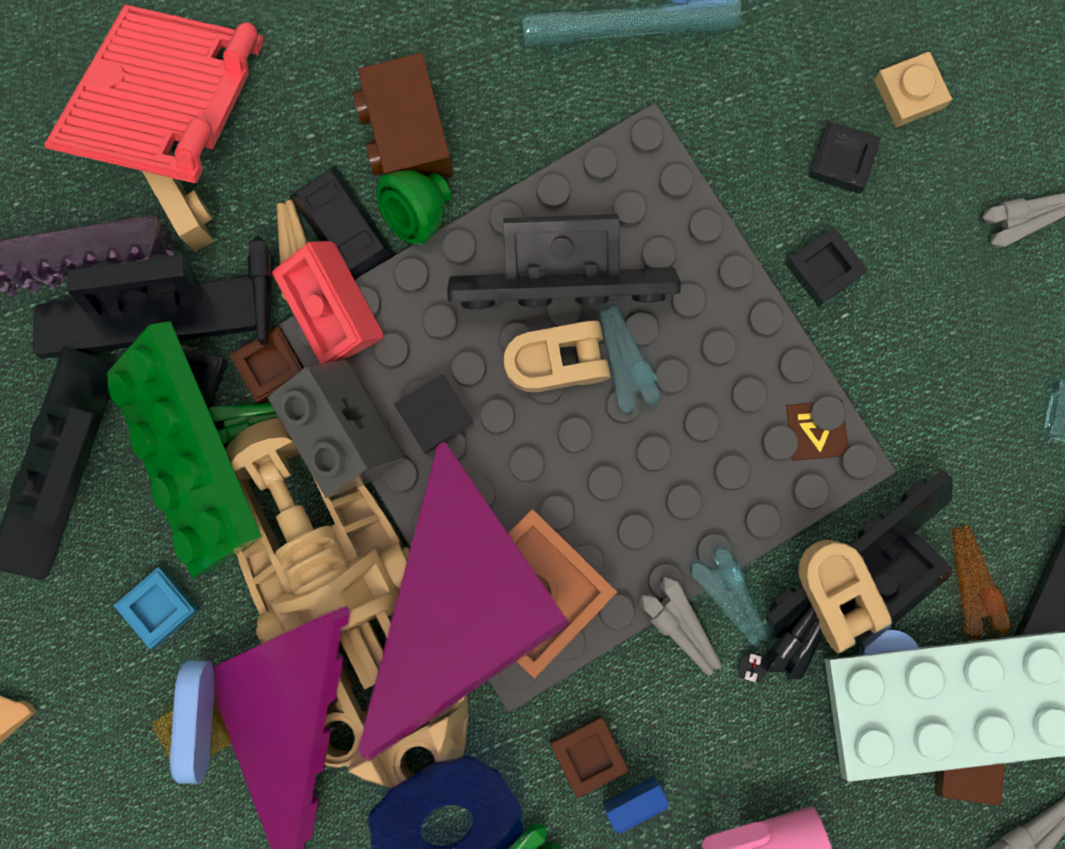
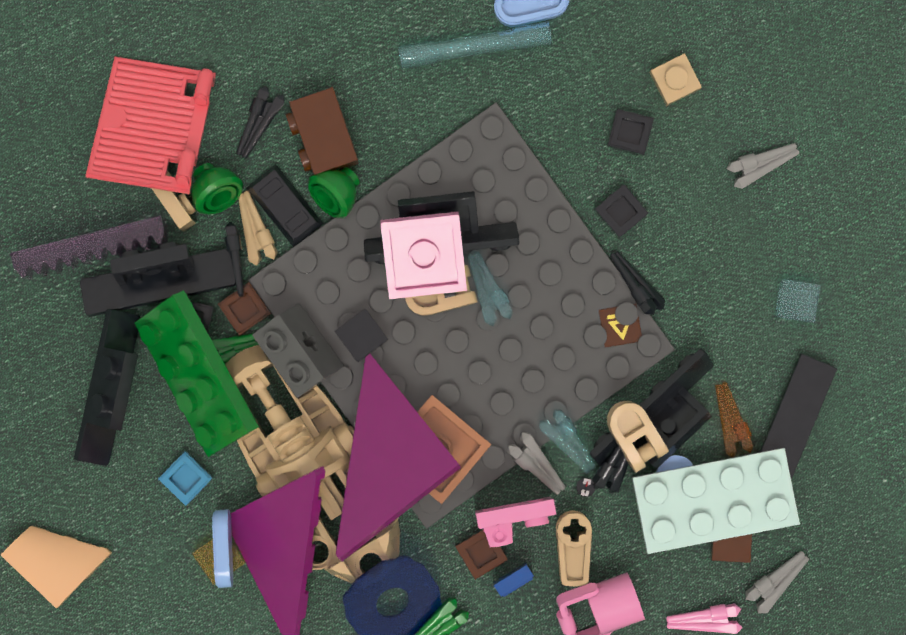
camera: 10 degrees left, 5 degrees up
(242, 191) = (215, 189): none -> green brick
(319, 100) = (259, 119): none -> black piece
(327, 302) = (282, 264): coral slope -> none
(535, 294) = (423, 255): none -> hinge
(622, 709) = (498, 520): none -> bright pink hinge
(734, 768) = (573, 553): none -> tan piece
(850, 381) = (642, 292): none -> black piece

